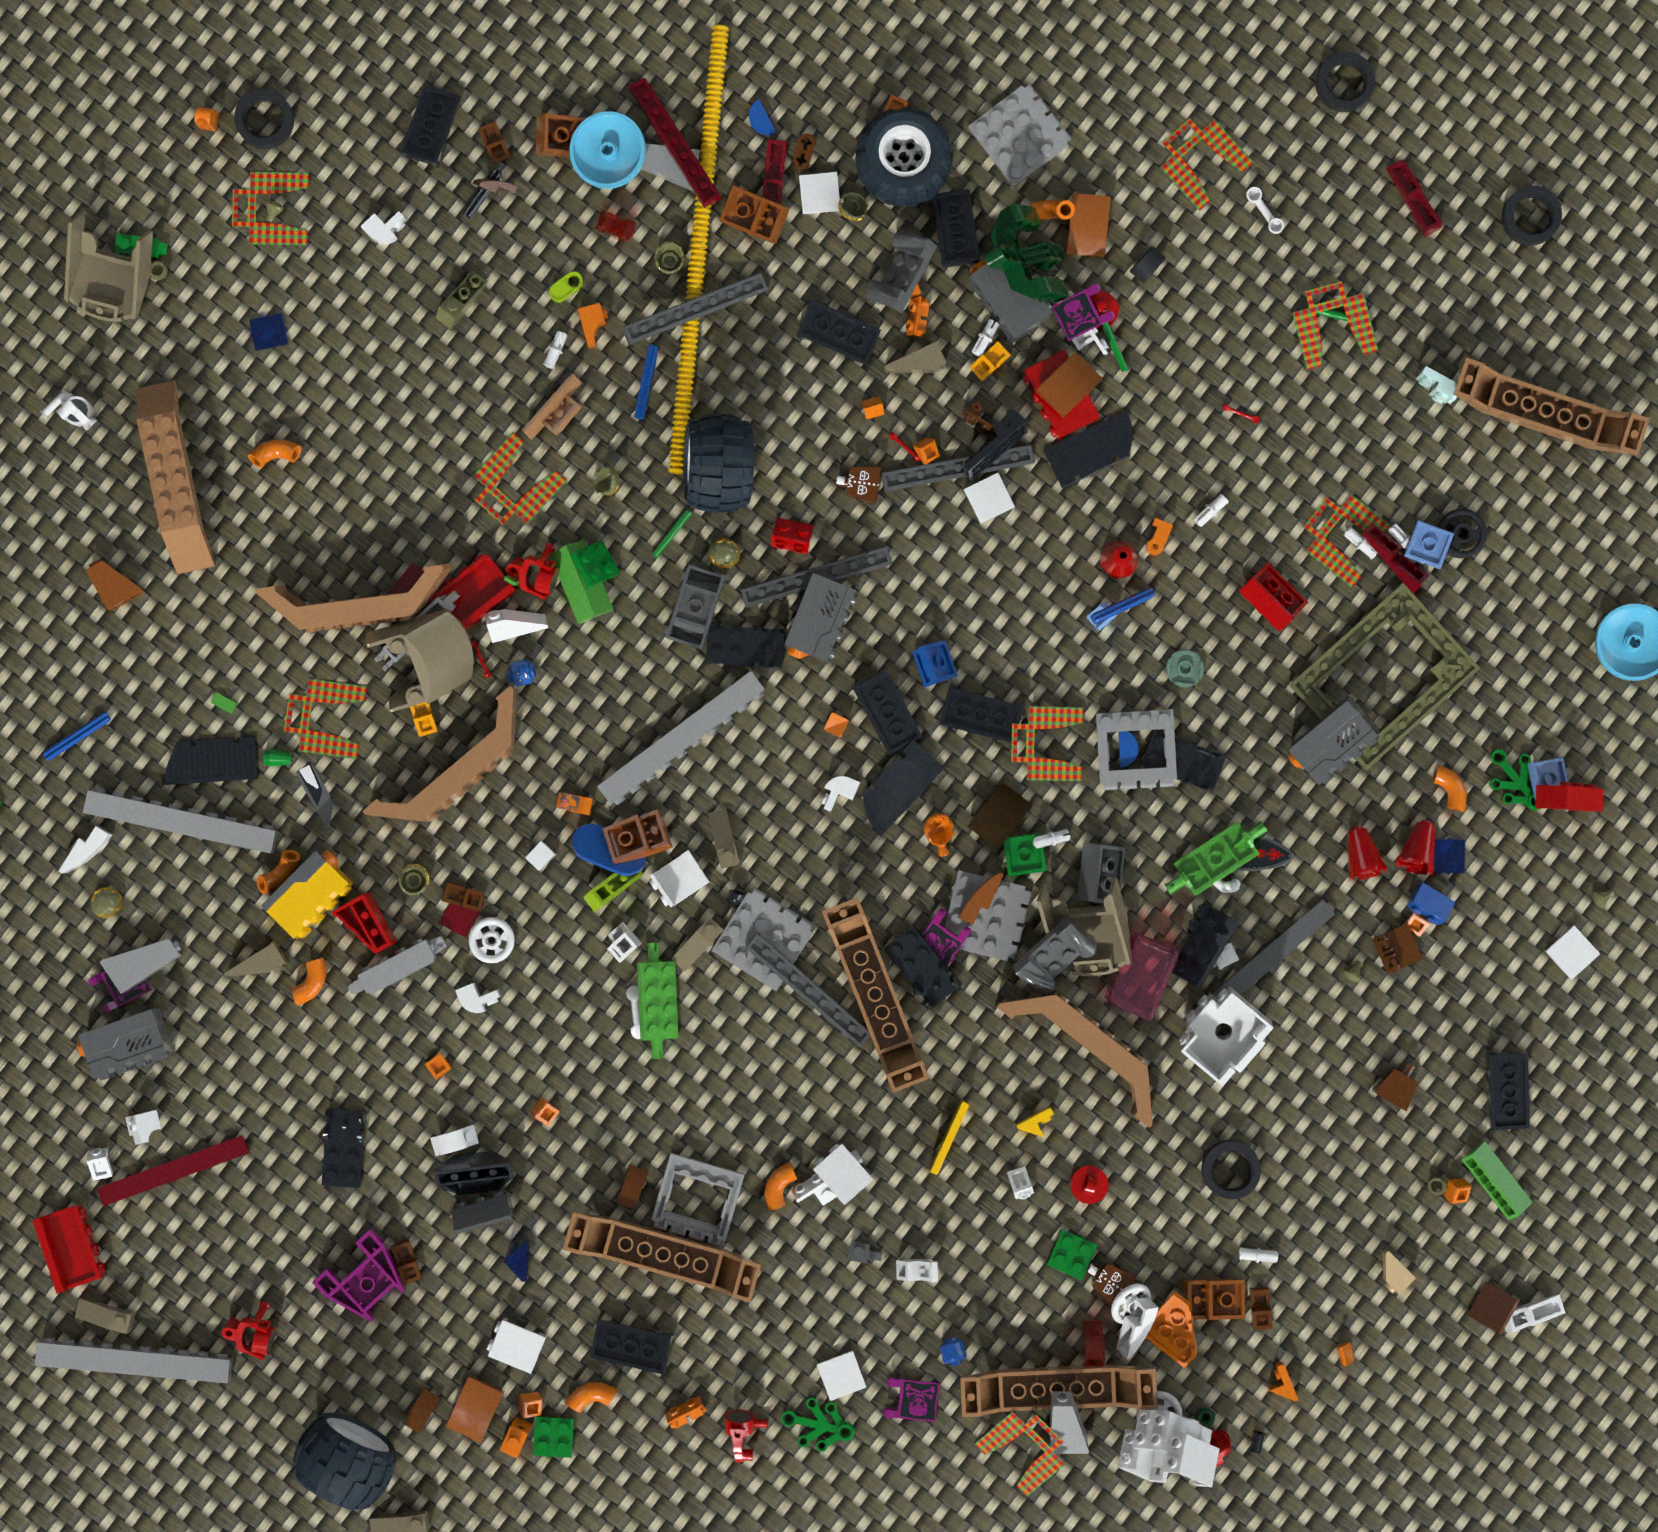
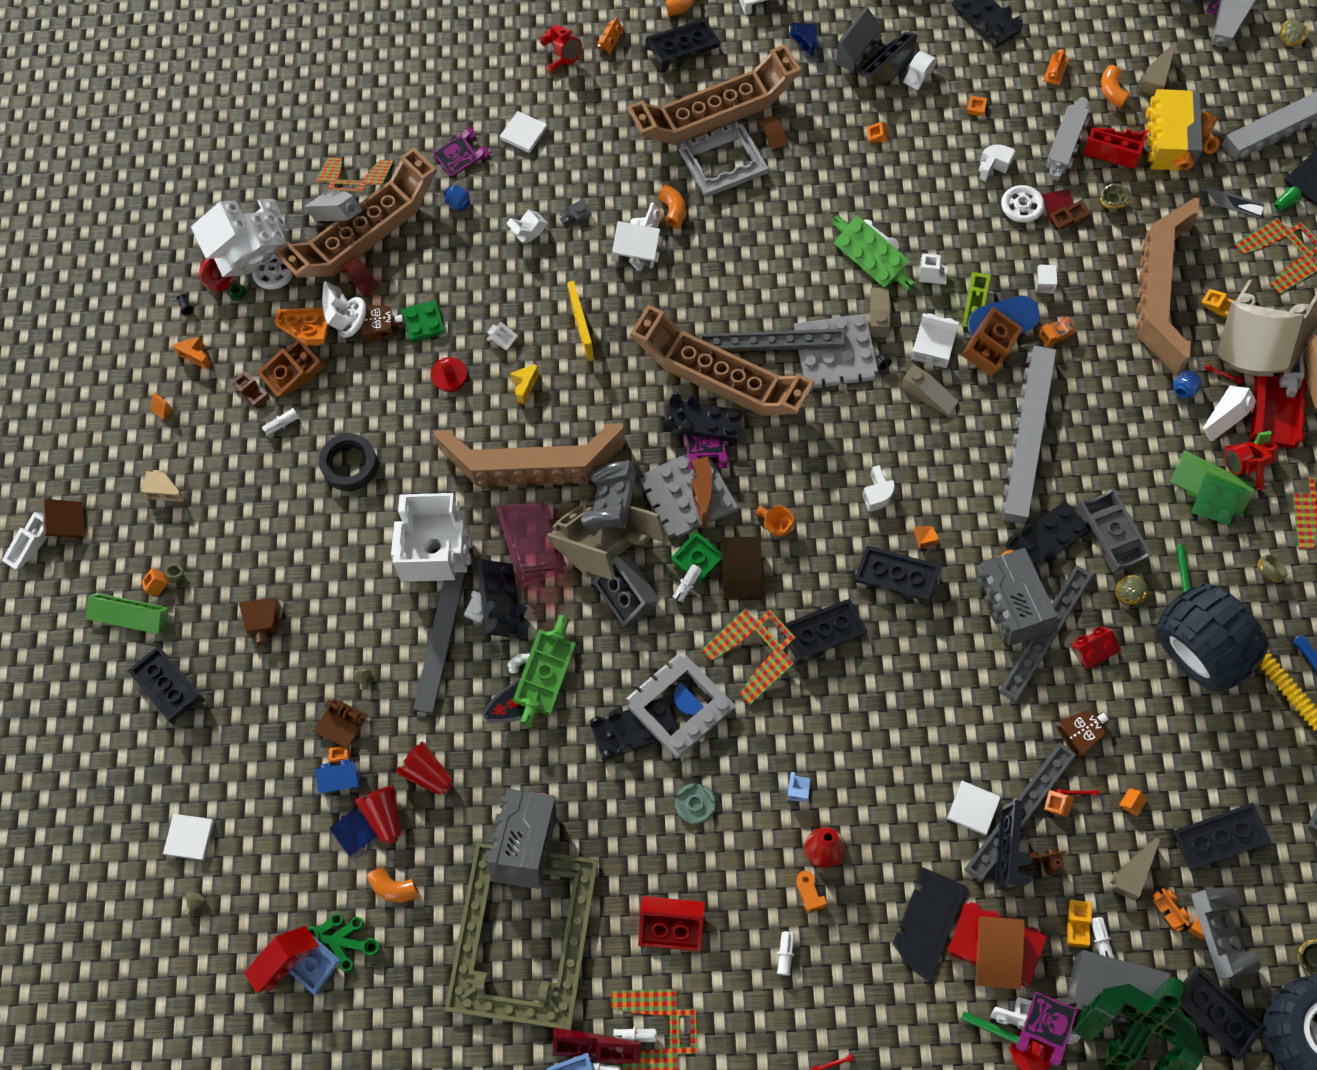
camera: 145 degrees right, 20 degrees down
(337, 1043) = (1056, 68): none -> orange hinge
(821, 1425) = (512, 94): green plant -> none
(899, 786) = (837, 531): black piece -> none
(934, 663) = (895, 640): blue bracket -> none
(1122, 605) = (790, 806): blue axle -> none

